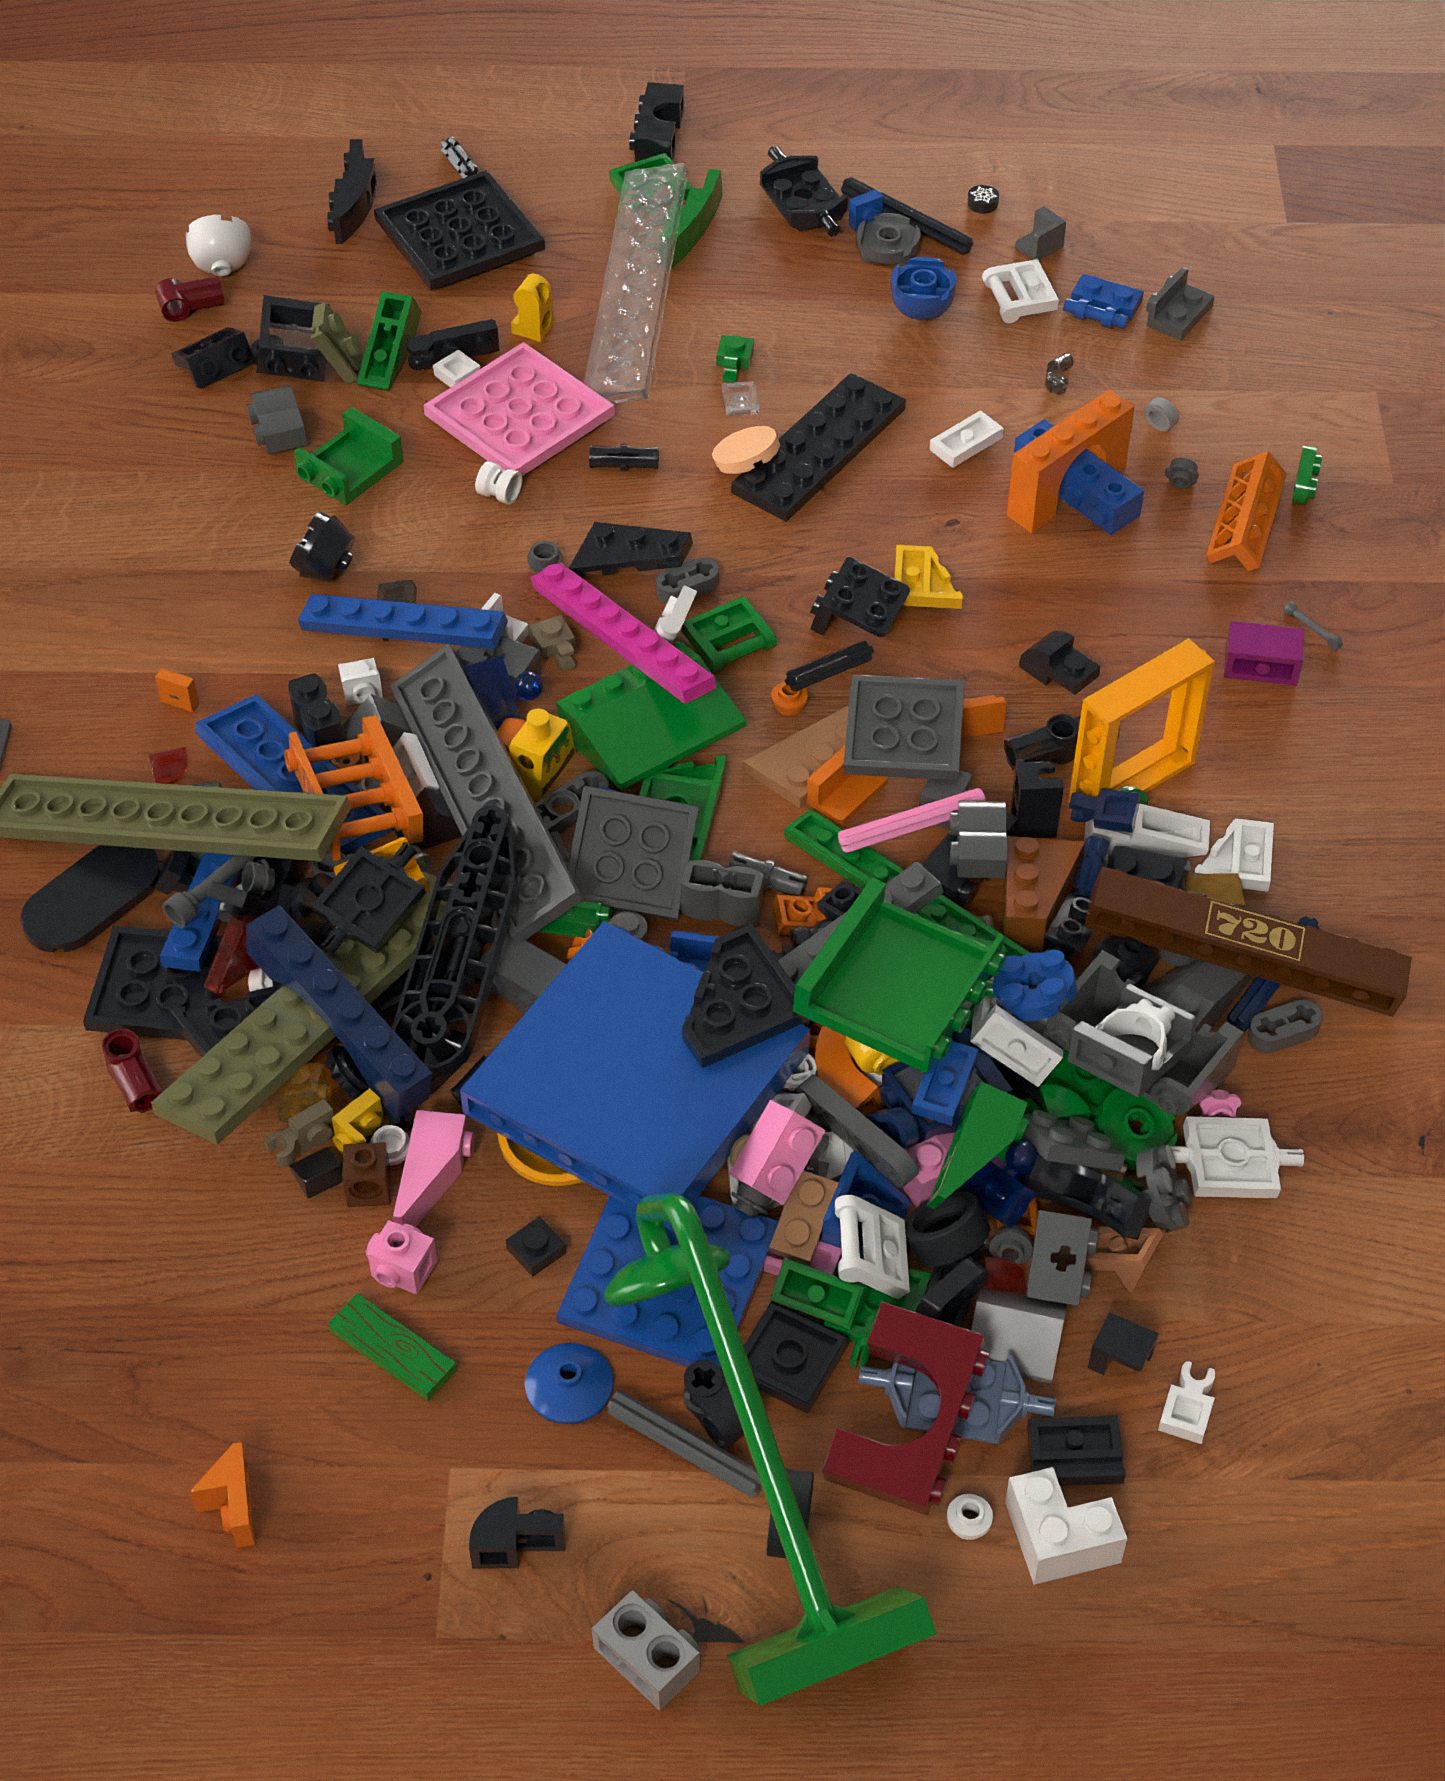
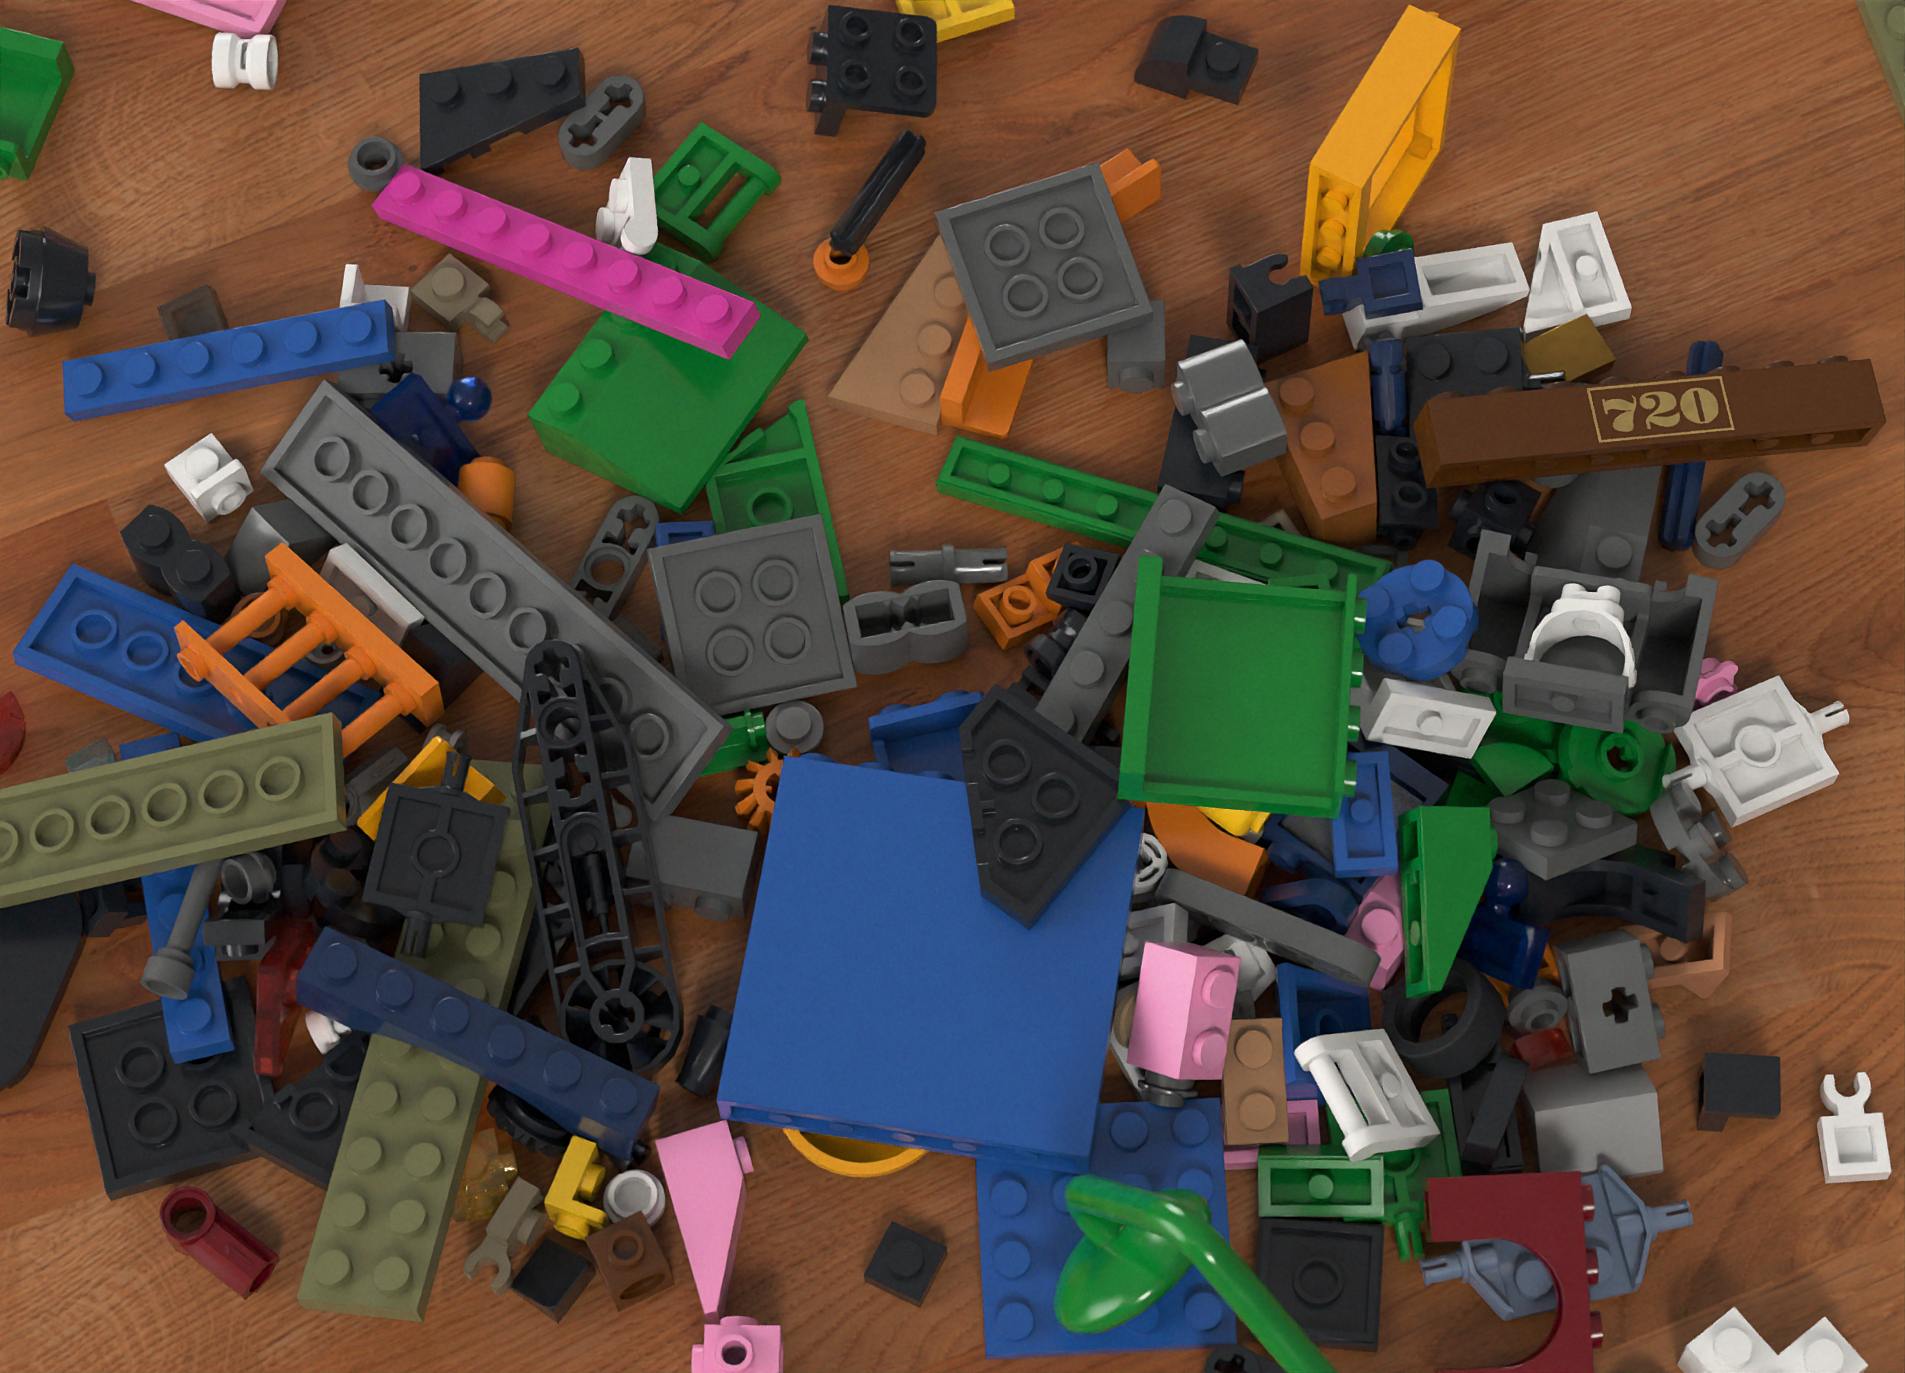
camera: 20 degrees left, 15 degrees up
(545, 746) = (544, 493): yellow torso -> none
(904, 822) = (1113, 411): bright pink axle -> none
(1051, 743) = (1232, 207): black piece -> none
(1078, 1449) = (1739, 1259): black plate -> none

